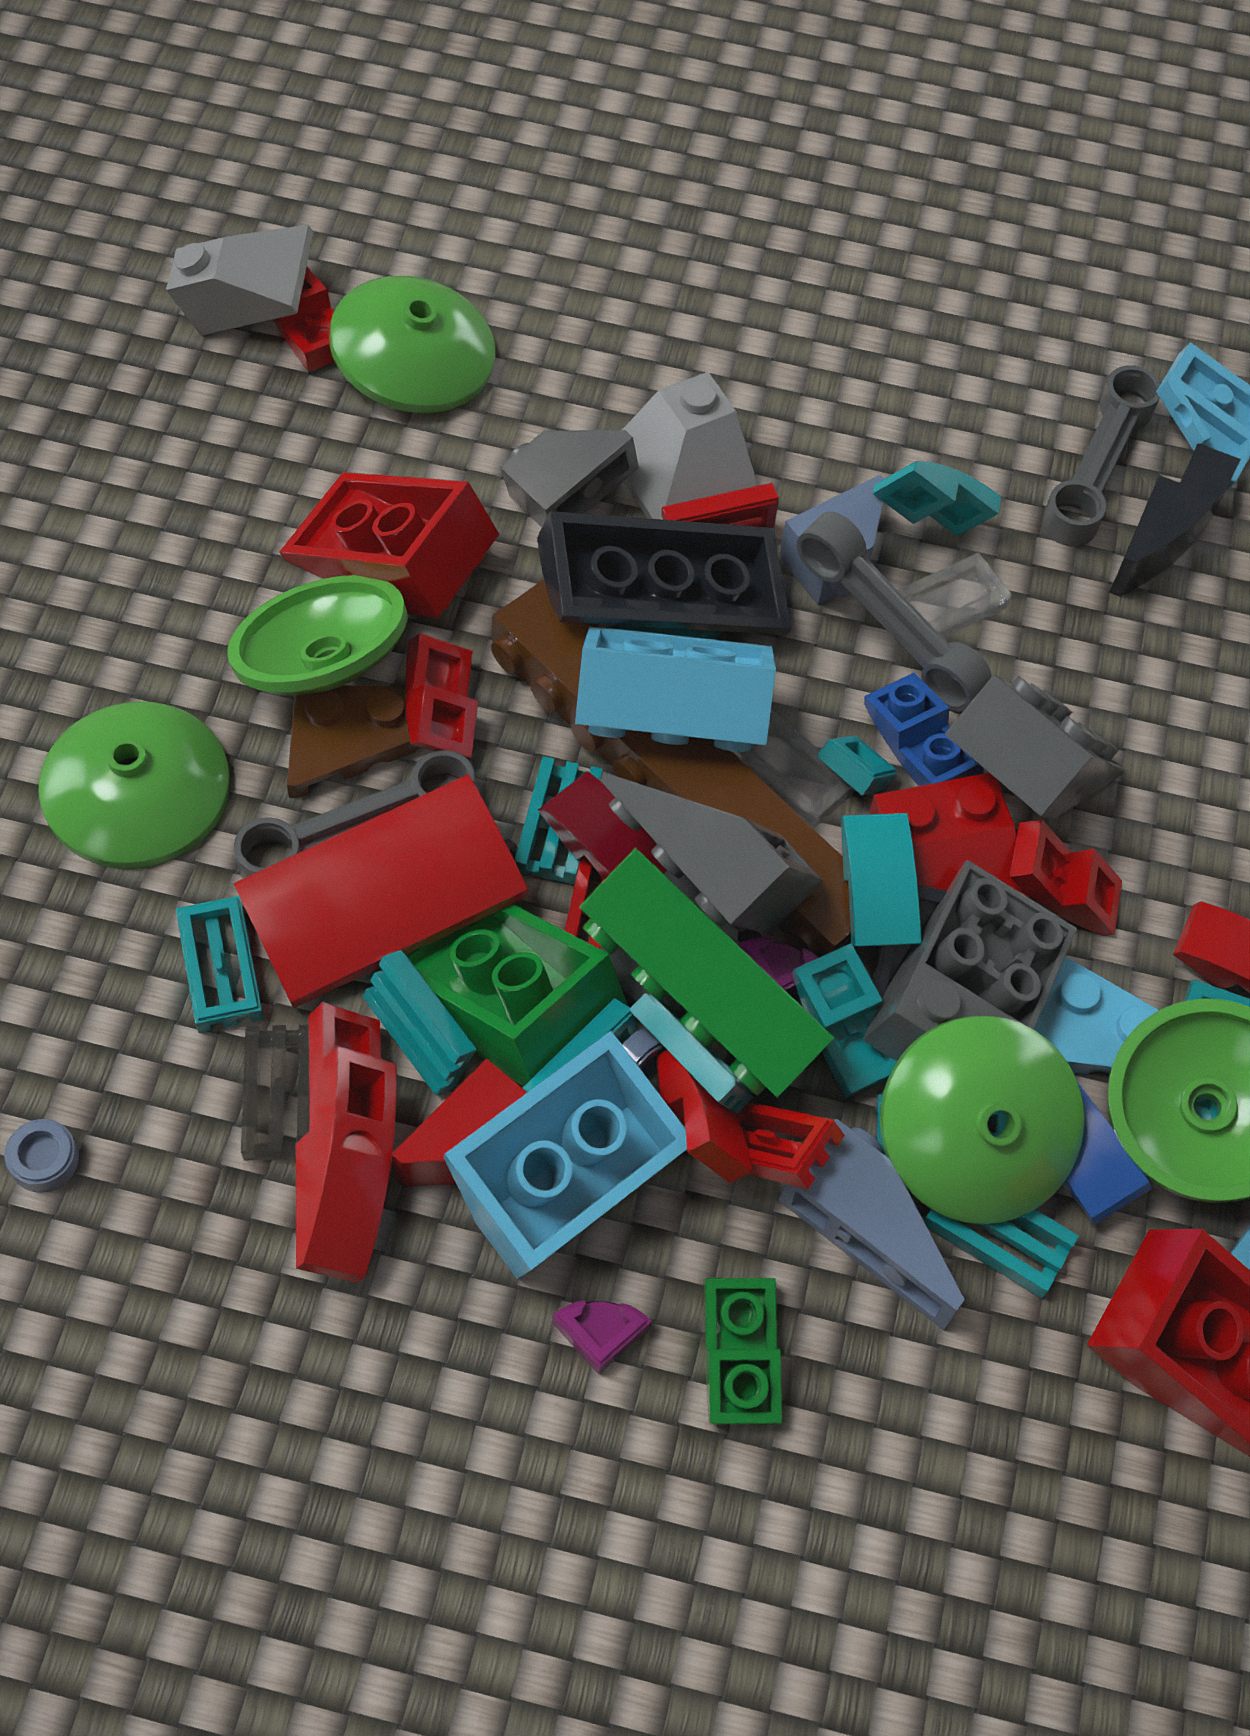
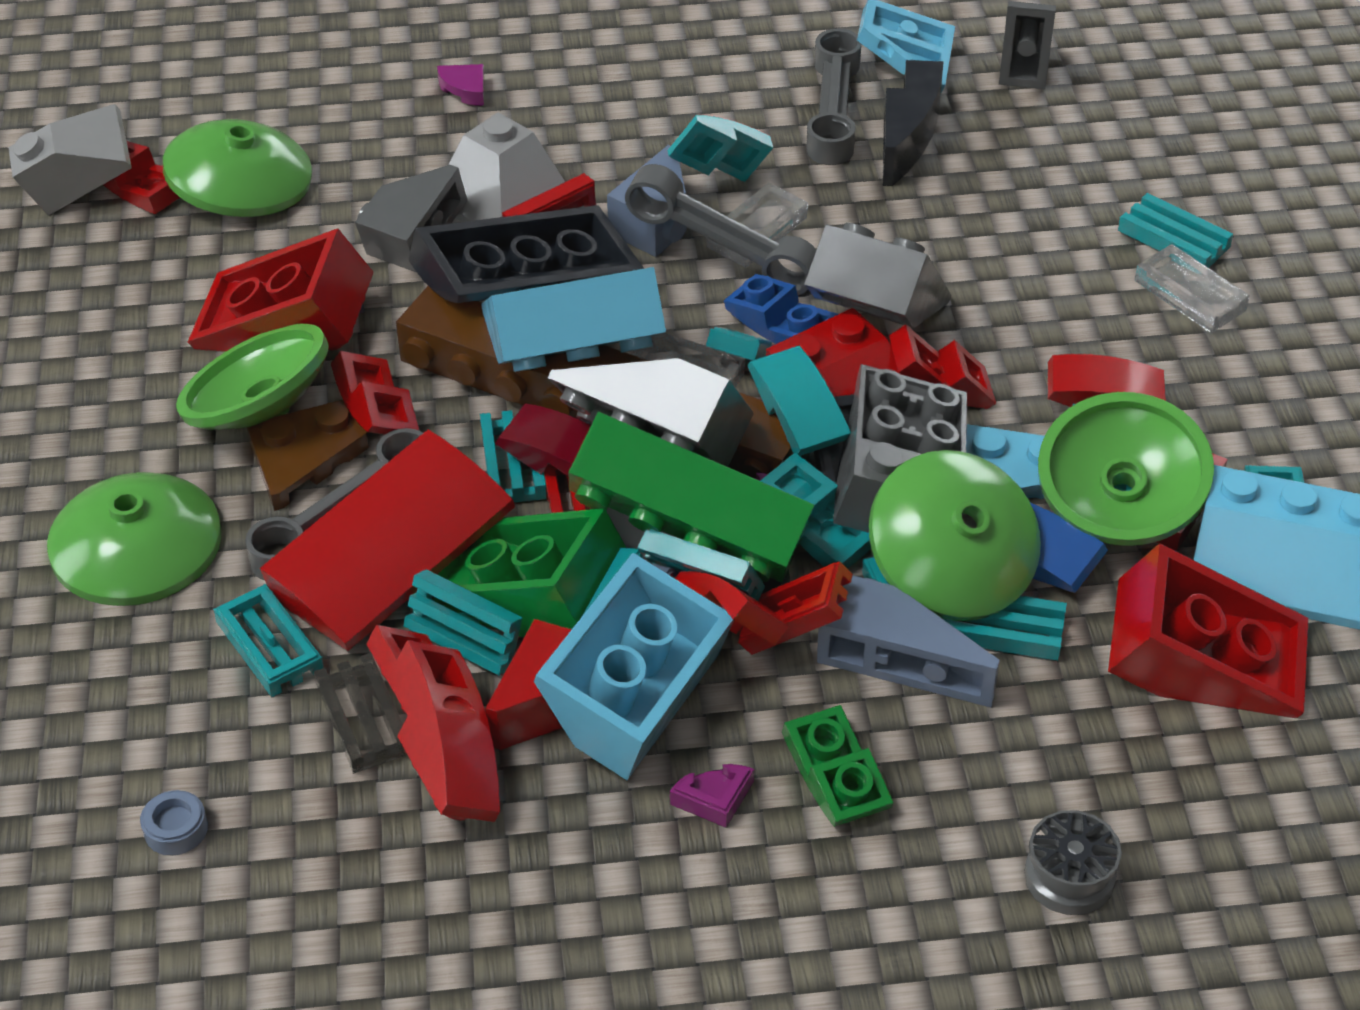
camera: 15 degrees left, 15 degrees down
(699, 303) = (463, 81): none -> magenta tile
(943, 1575) = (1072, 863): none -> dark grey wheel

